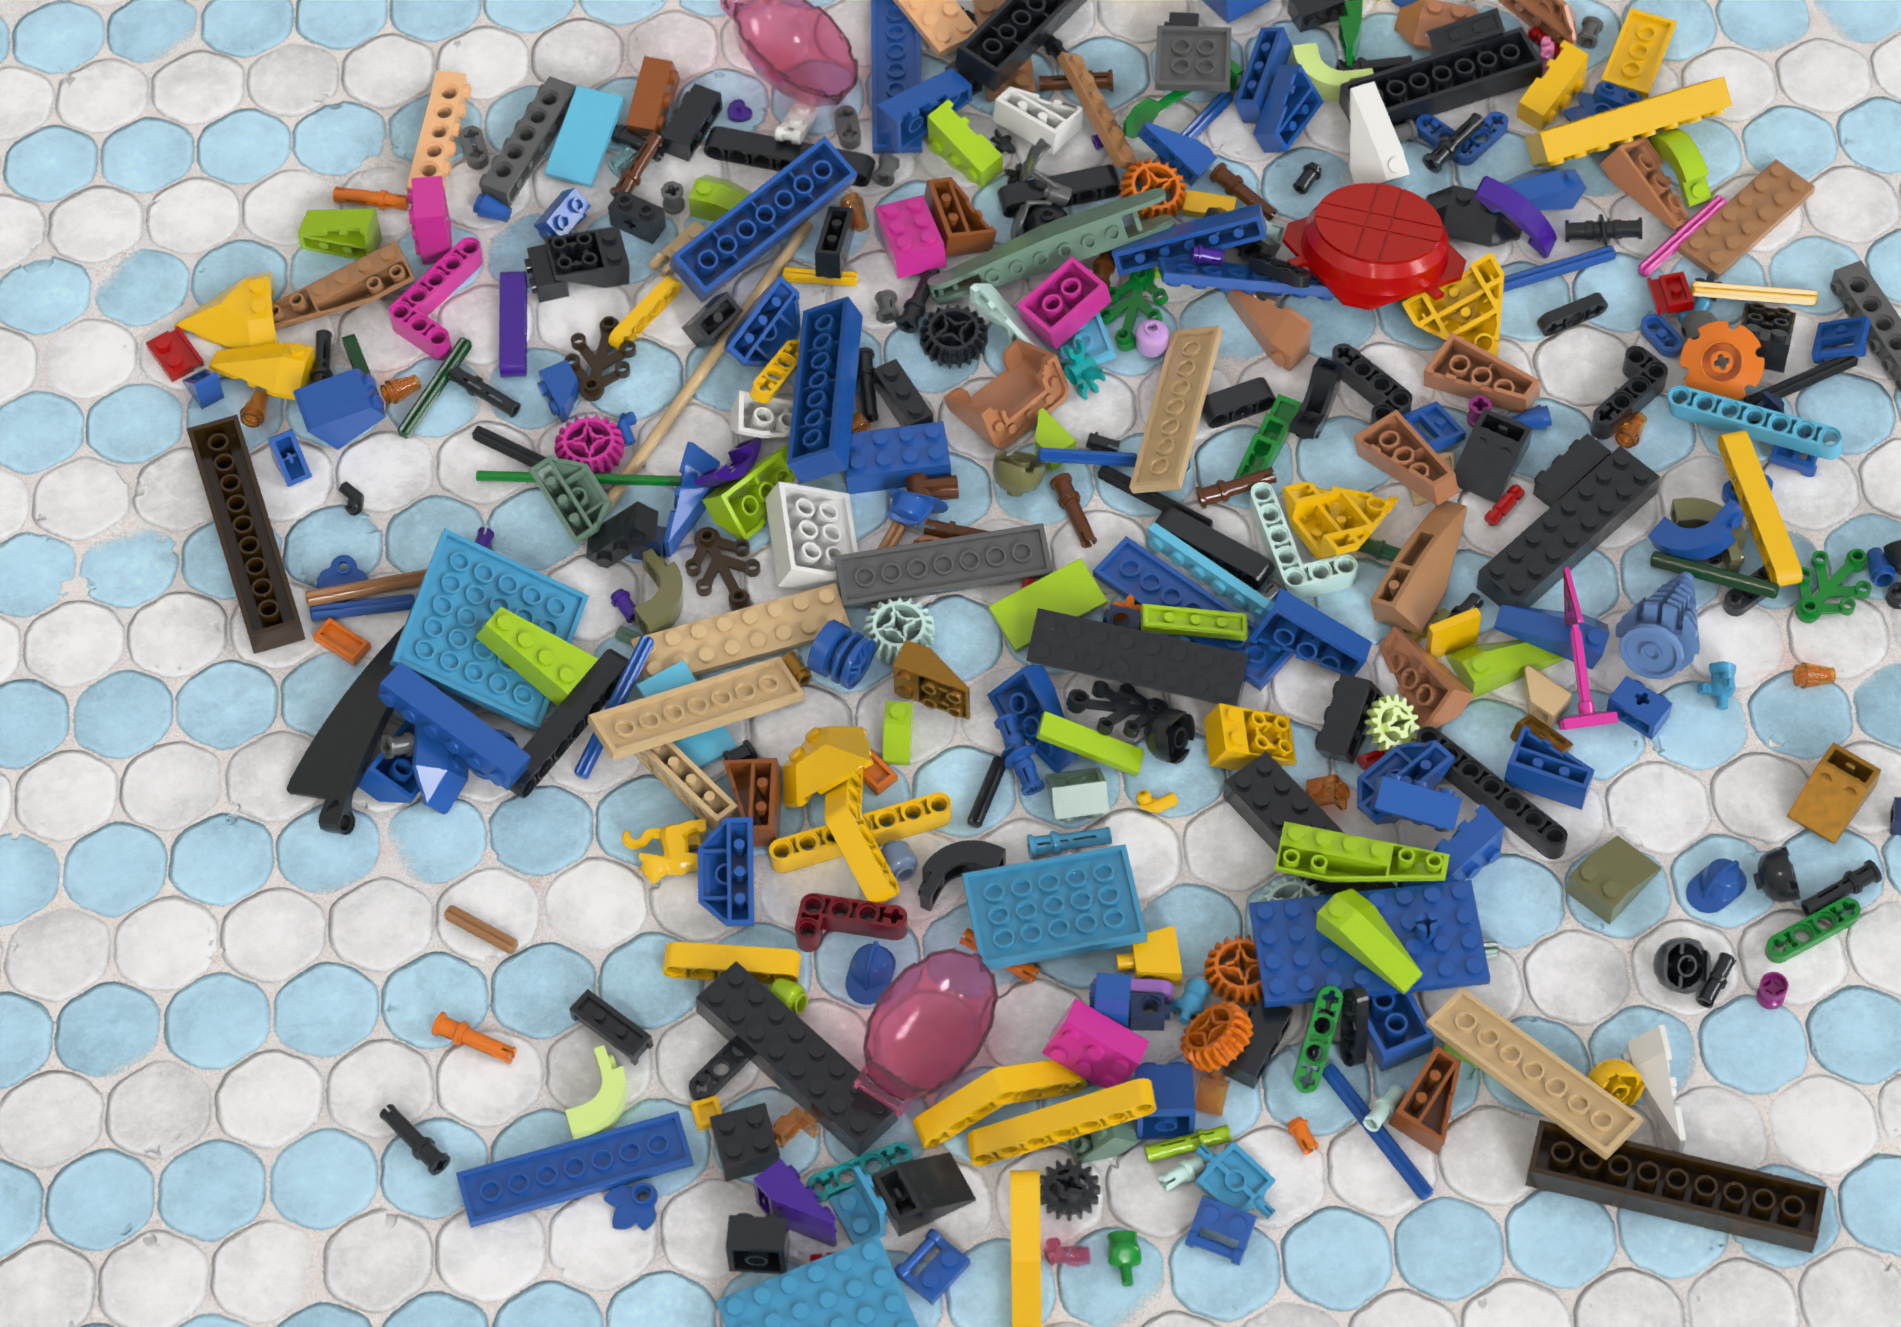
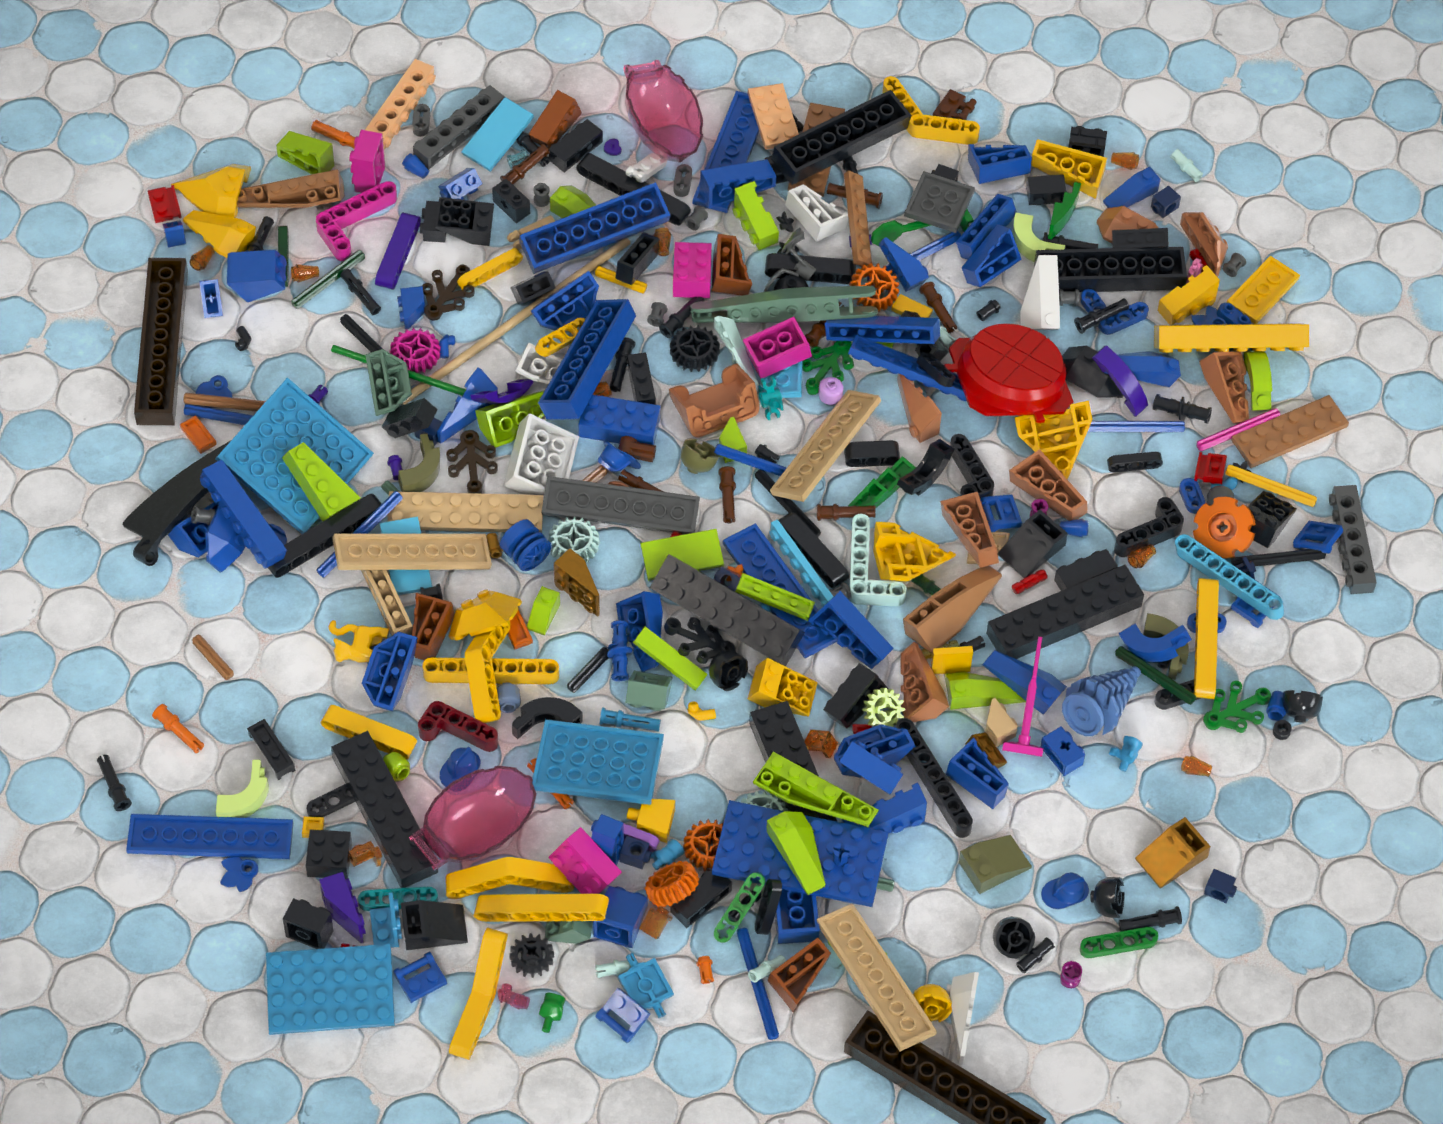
camera: 15 degrees right, 0 degrees up
(1187, 1143) = (618, 949): lime pin -> none
(1206, 255) = (888, 343): dark purple pin -> none

